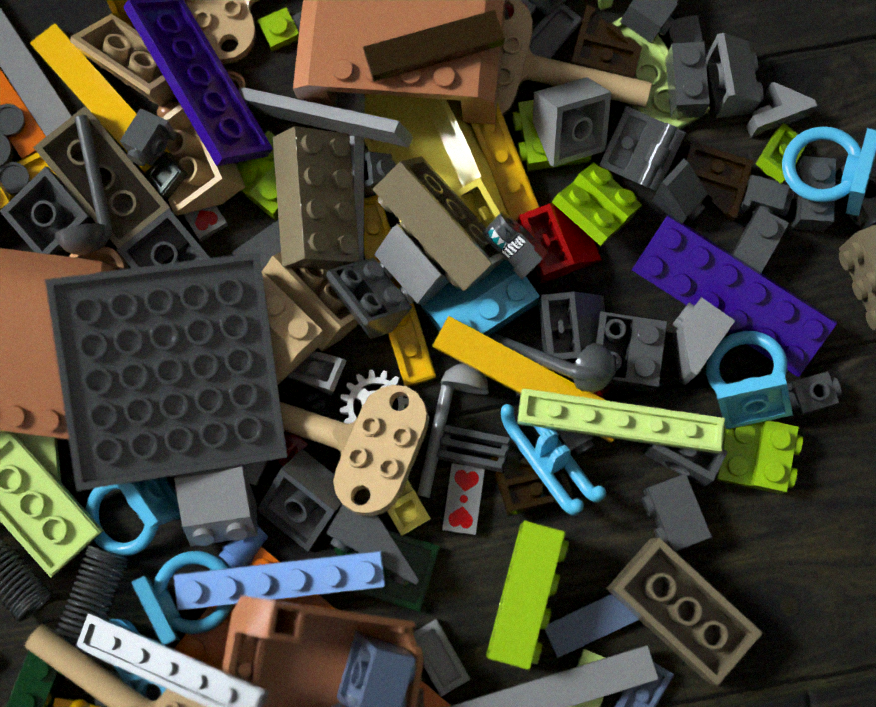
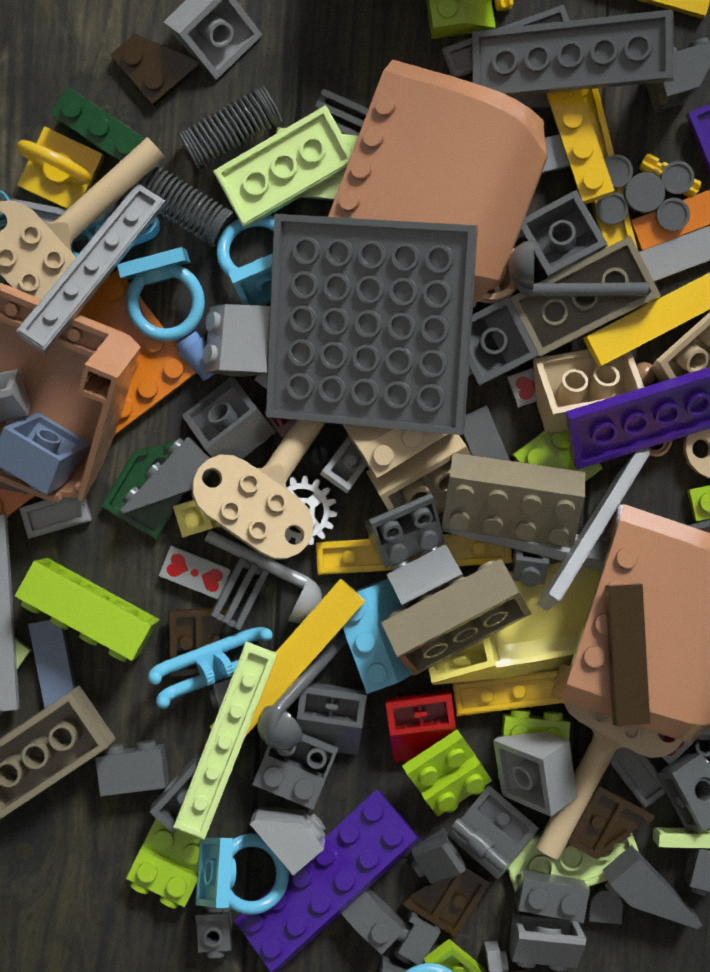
camera: 100 degrees right, 10 degrees up
(147, 137) = (612, 349): dark grey brick -> none
(166, 175) = (575, 359): pearl dark grey tile -> none
(280, 580) = (154, 384): light blue plate -> none
(514, 244) = (418, 683): dark grey leg -> none

